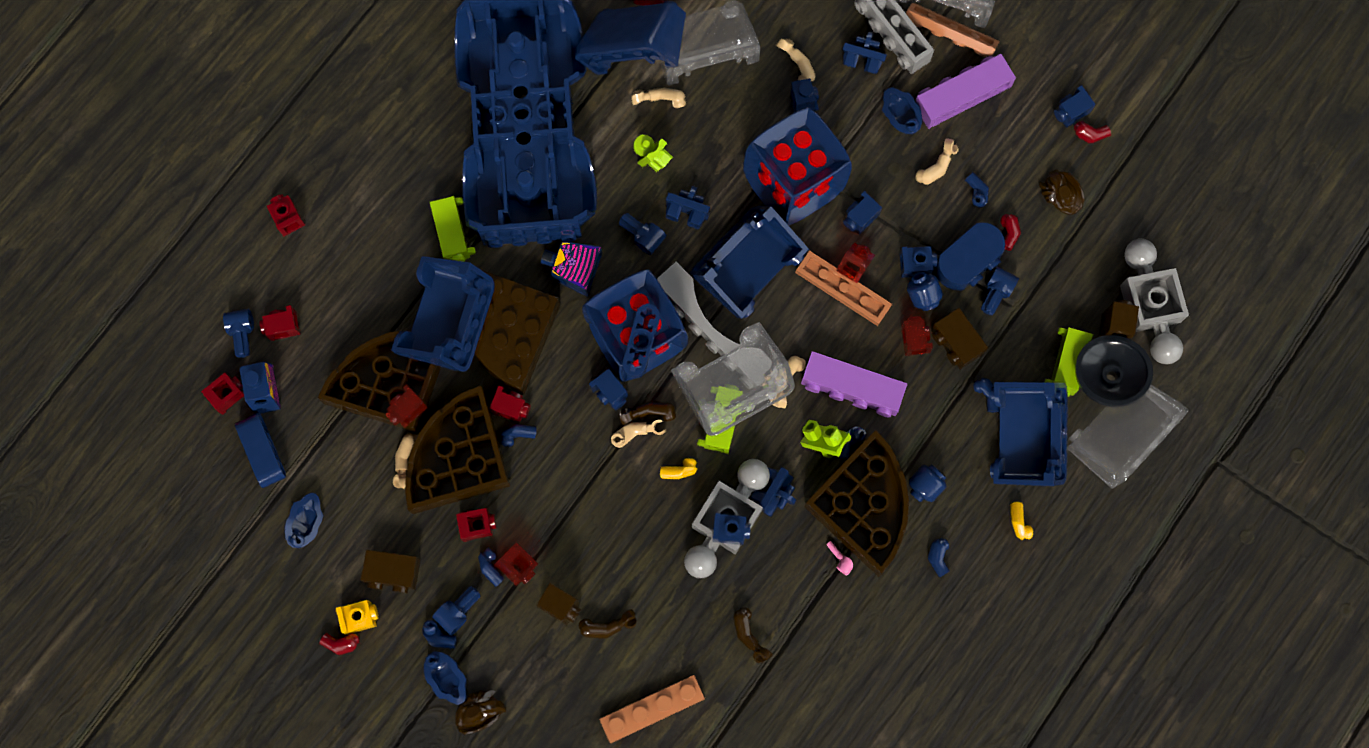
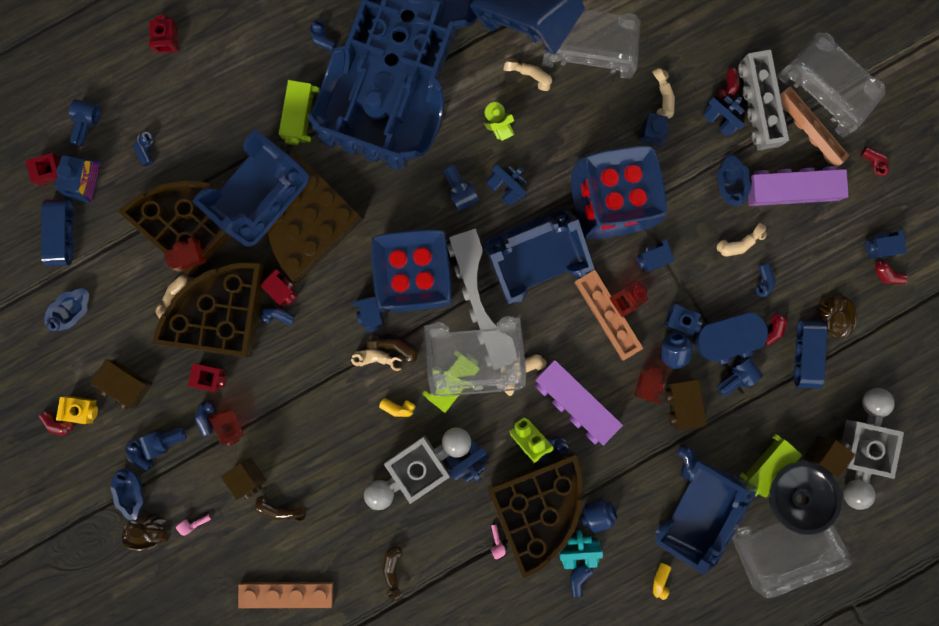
camera: 25 degrees right, 10 degrees up
(280, 324) = (119, 130): dark red brick -> none
(309, 331) = (142, 148): none -> dark blue arm
(439, 151) = (319, 36): none -> dark blue arm
(519, 687) = (185, 527): none -> bright pink hand
(574, 265) = (388, 191): torso -> none
(639, 321) = (416, 294): dark blue beam -> none
(721, 533) = (411, 477): dark blue brick -> none
(858, 26) = (732, 87): none -> dark red arm
(924, 522) = (581, 548): none -> teal hips
(1028, 33) = (878, 160): none -> dark red arm
(1054, 239) = (810, 354): none -> dark blue beam

